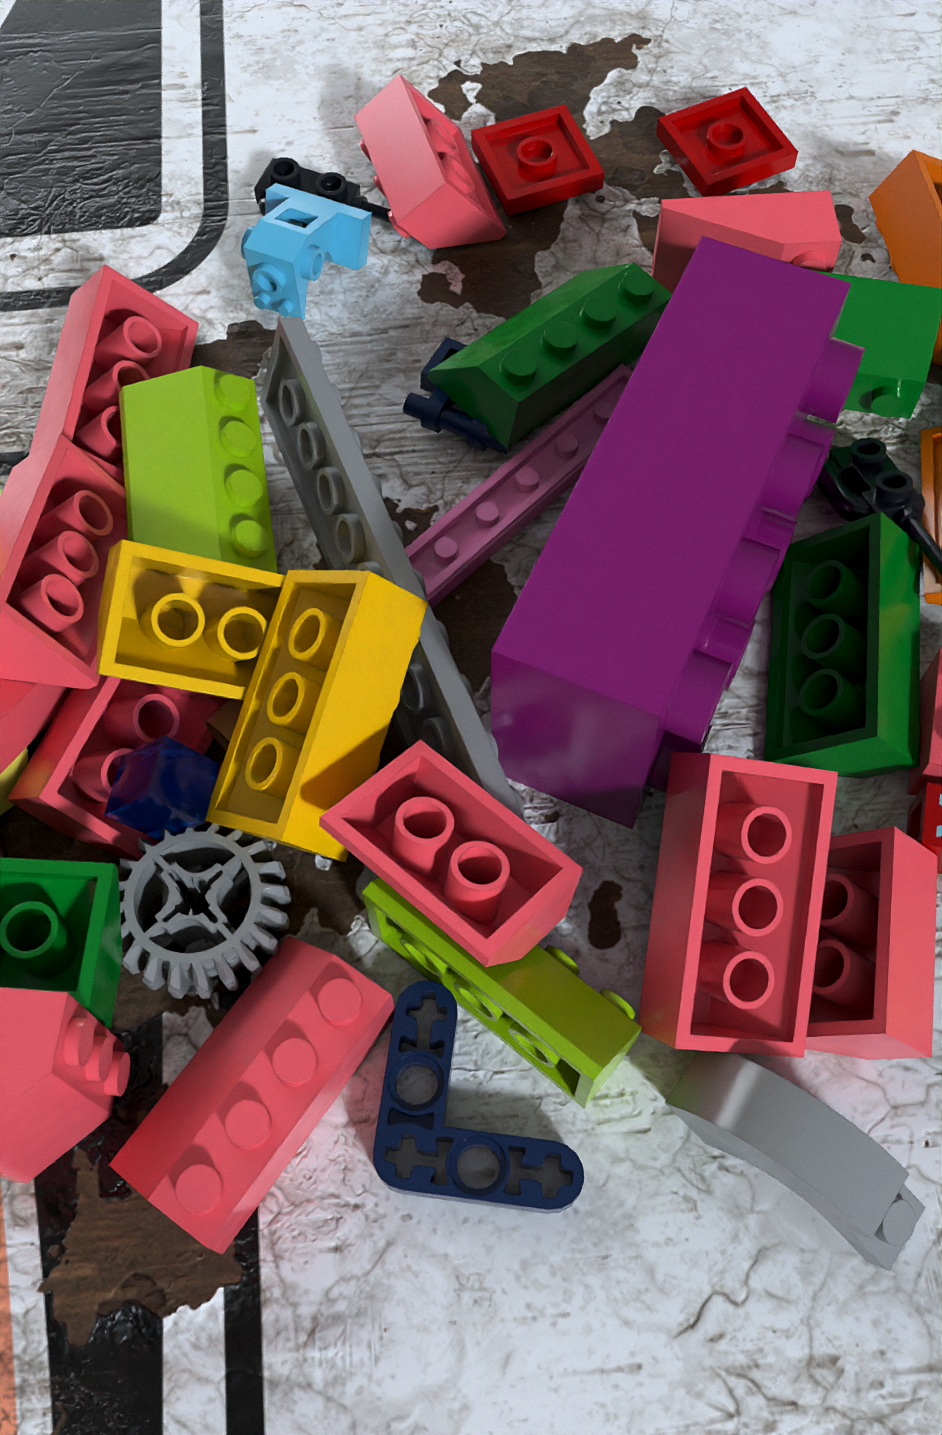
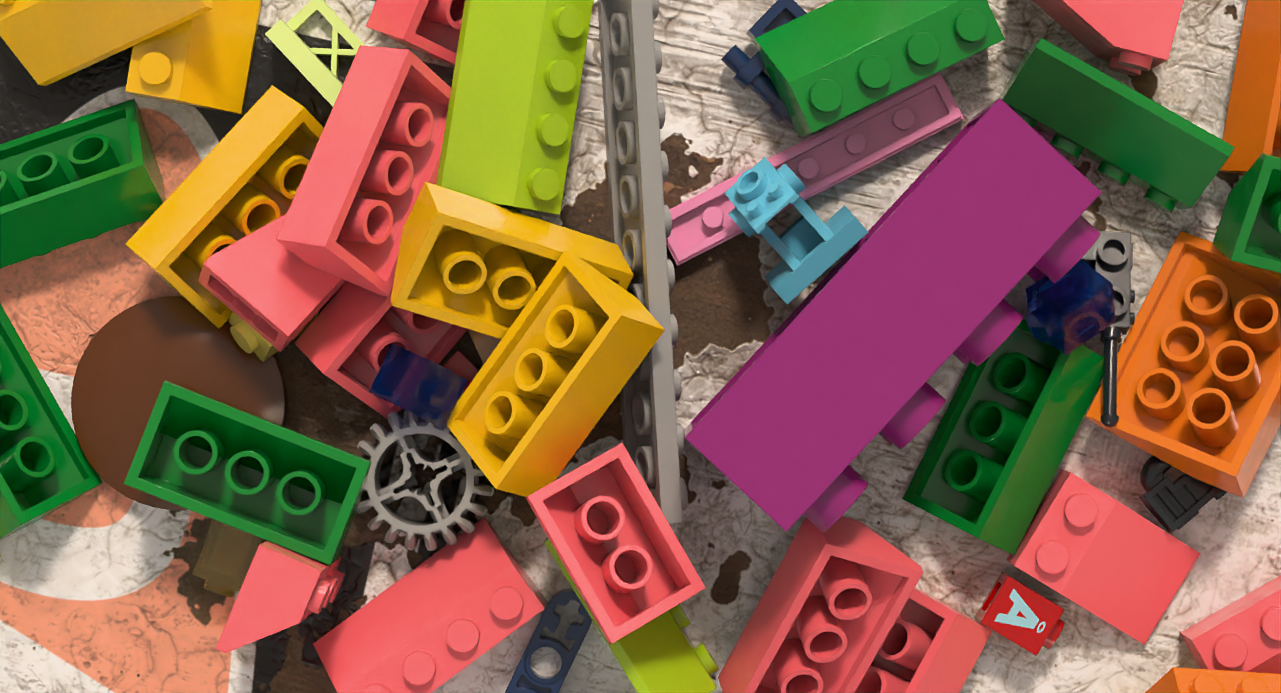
camera: 10 degrees right, 25 degrees up
(486, 490) = (808, 243): none -> medium azure tile
(859, 478) = (1071, 308): none -> clear blue brick

